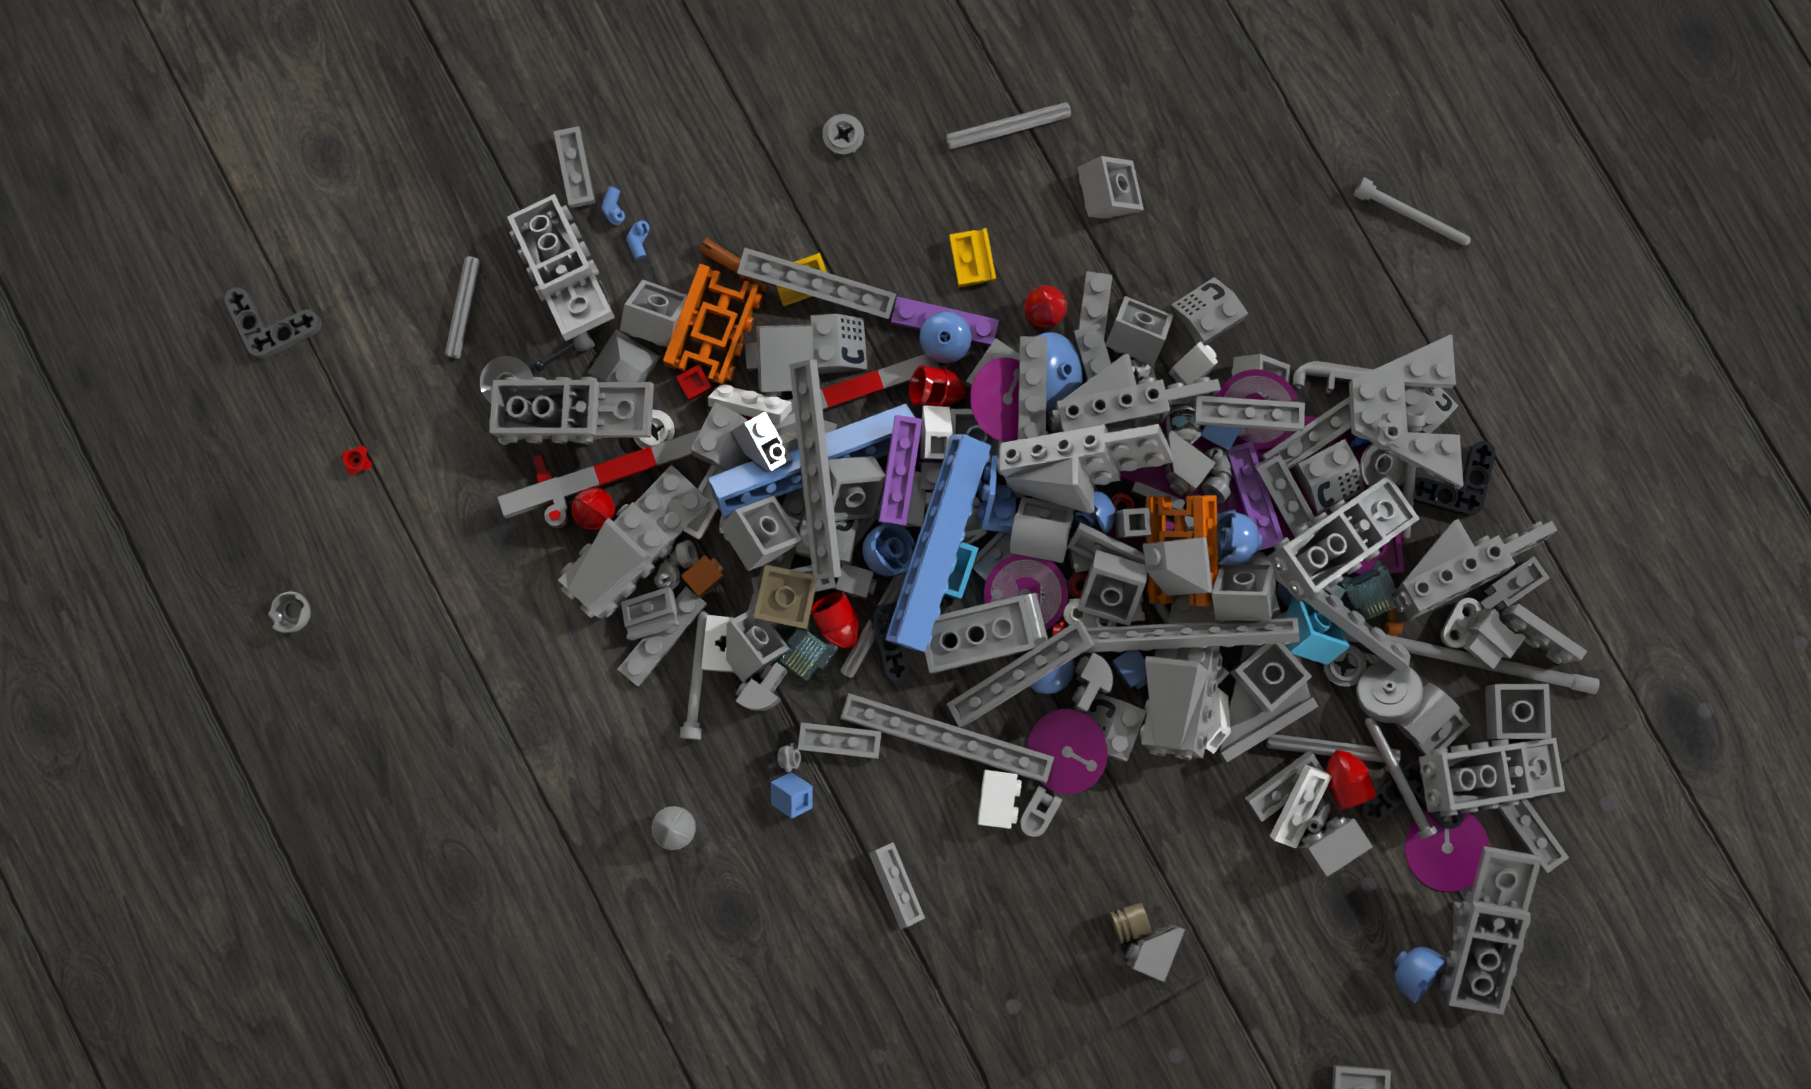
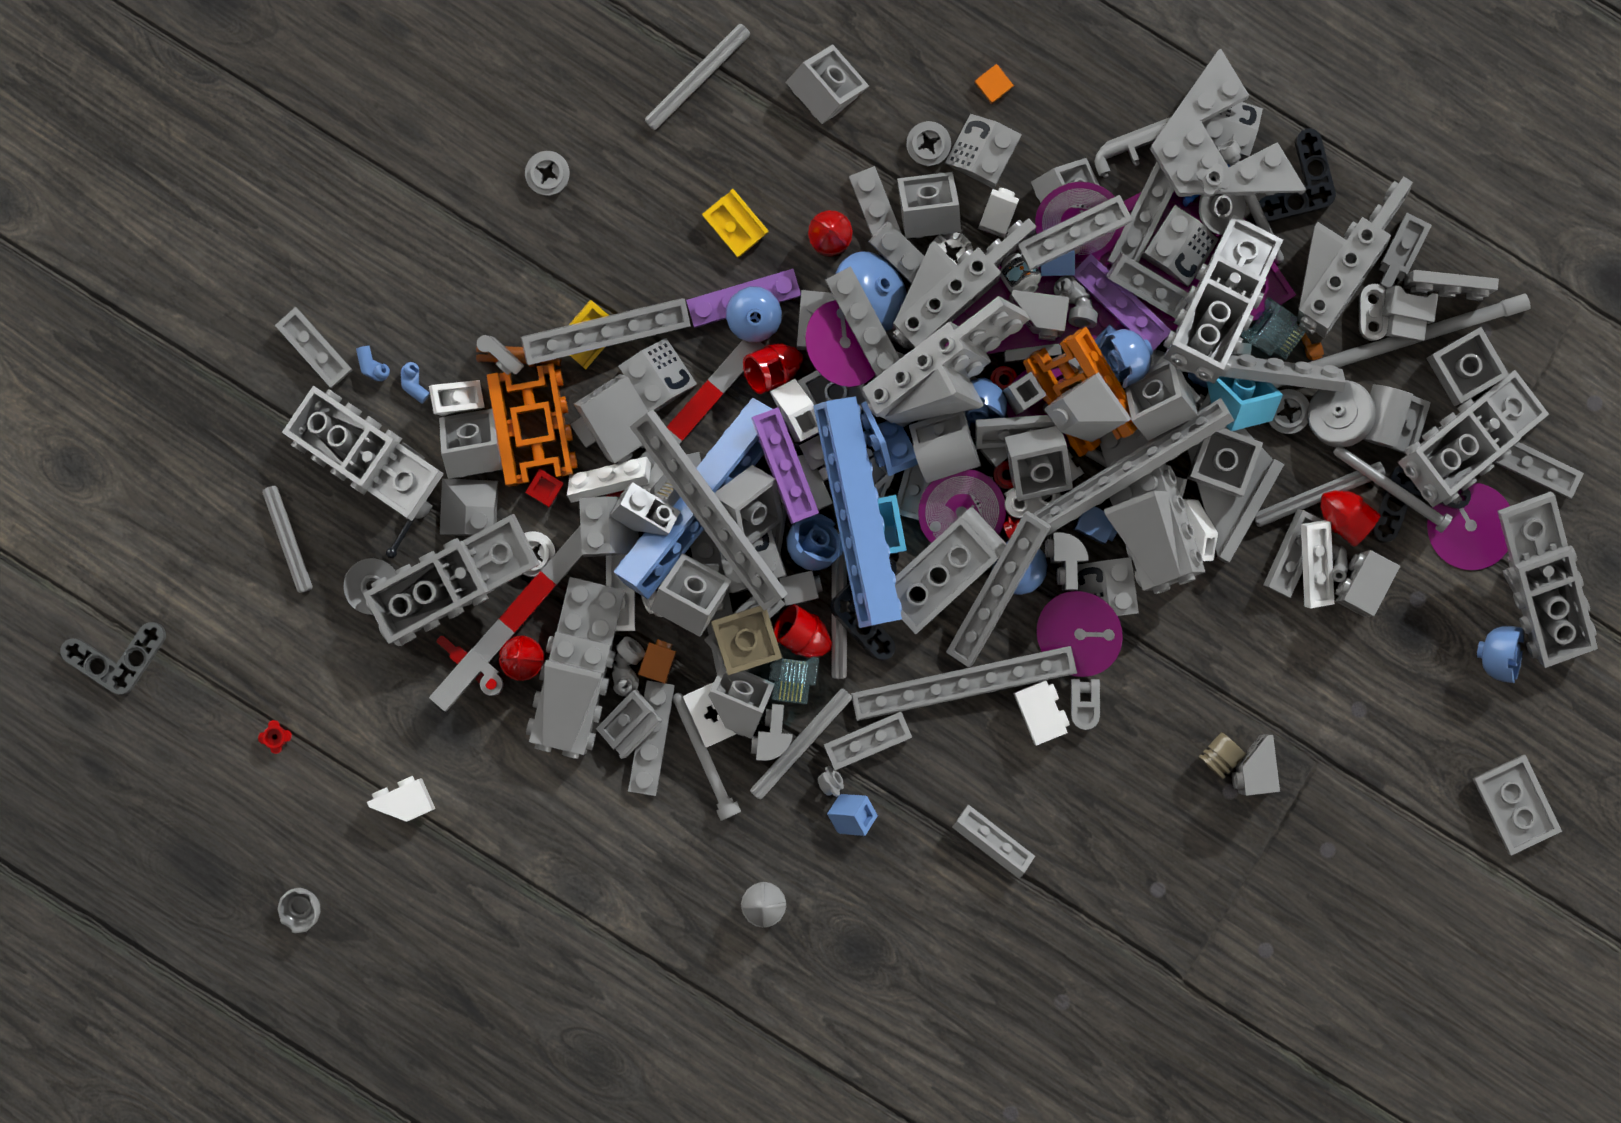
camera: 25 degrees left, 5 degrees up
(428, 573) = (404, 802): none -> white slope
(664, 268) = (456, 397): none -> white slope
(722, 261) = (507, 361): none -> light grey plate
(782, 711) = (801, 743): none -> light grey axle
(1175, 273) = (932, 131): none -> light grey gear
(1247, 263) = (994, 83): none -> orange tile

